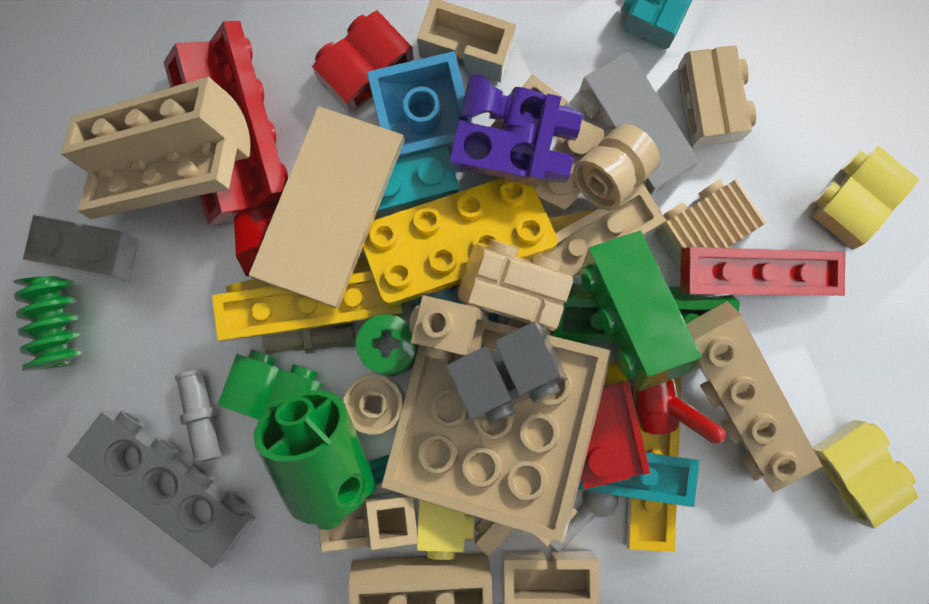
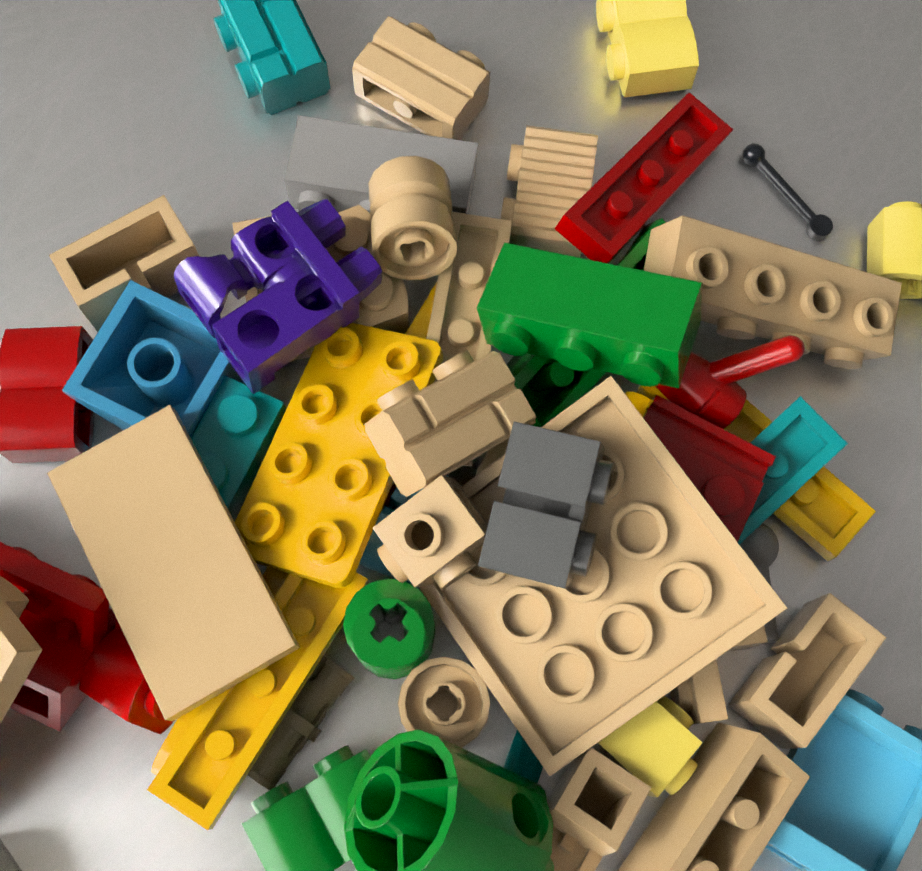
camera: 55 degrees left, 10 degrees down
(828, 391) = (818, 225): none -> black hinge

